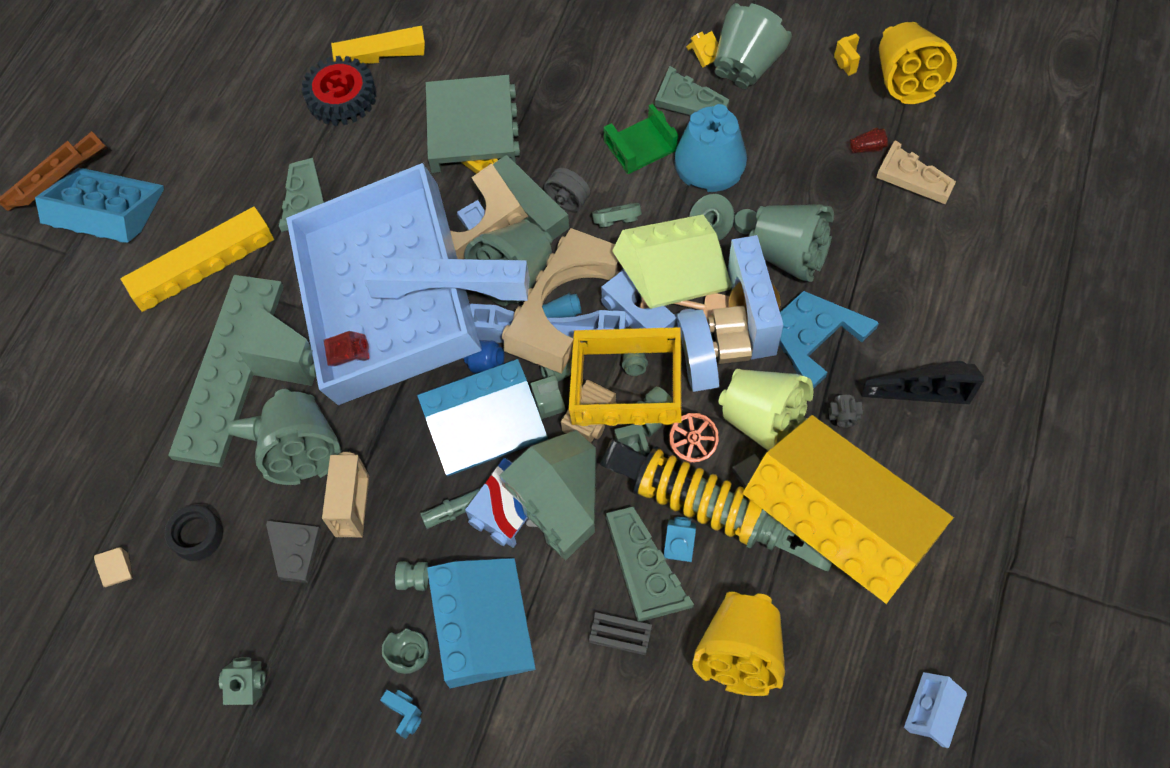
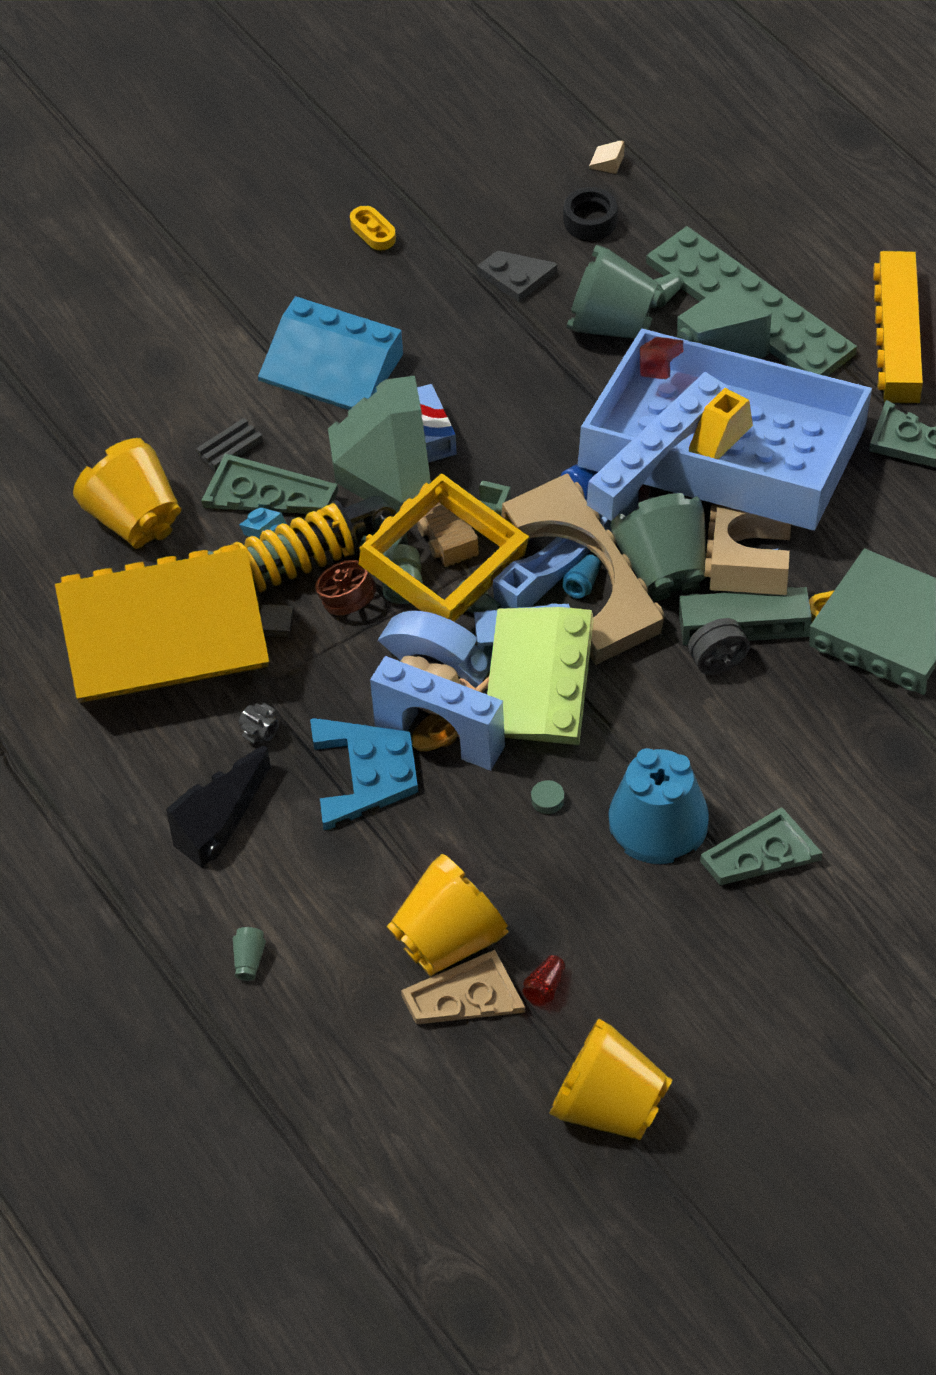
camera: 125 degrees right, 10 degrees down
(242, 682) = (422, 188): sand green brick -> none
(310, 698) = (372, 227): none -> yellow plate
(346, 495) = (508, 289): tan window -> none
(402, 245) = (721, 424): none -> yellow slope
(402, 704) = (305, 275): dark azure bracket -> none
(405, 651) = (350, 293): sand green hair -> none
(409, 575) = (413, 330): sand green wheel -> none
(447, 510) = (450, 384): sand green pin -> none
(482, 417) = (521, 444): slope -> none
(625, 212) = (654, 686): sand green plate -> none
(642, 142) = (739, 762): green panel -> none
(704, 47) = (823, 910): yellow bracket -> none
(715, 206) = (573, 758): sand green dish -> none
(749, 44) = (774, 931): sand green cone -> none
(766, 404) = (314, 648): yellowish green cone -> none
(795, 237) = (473, 792): sand green cone -> none
(846, 54) = (688, 1046): yellow bracket -> none
(892, 192) = (445, 918): none -> yellow cone
(1001, 297) = (248, 950): none -> sand green cone

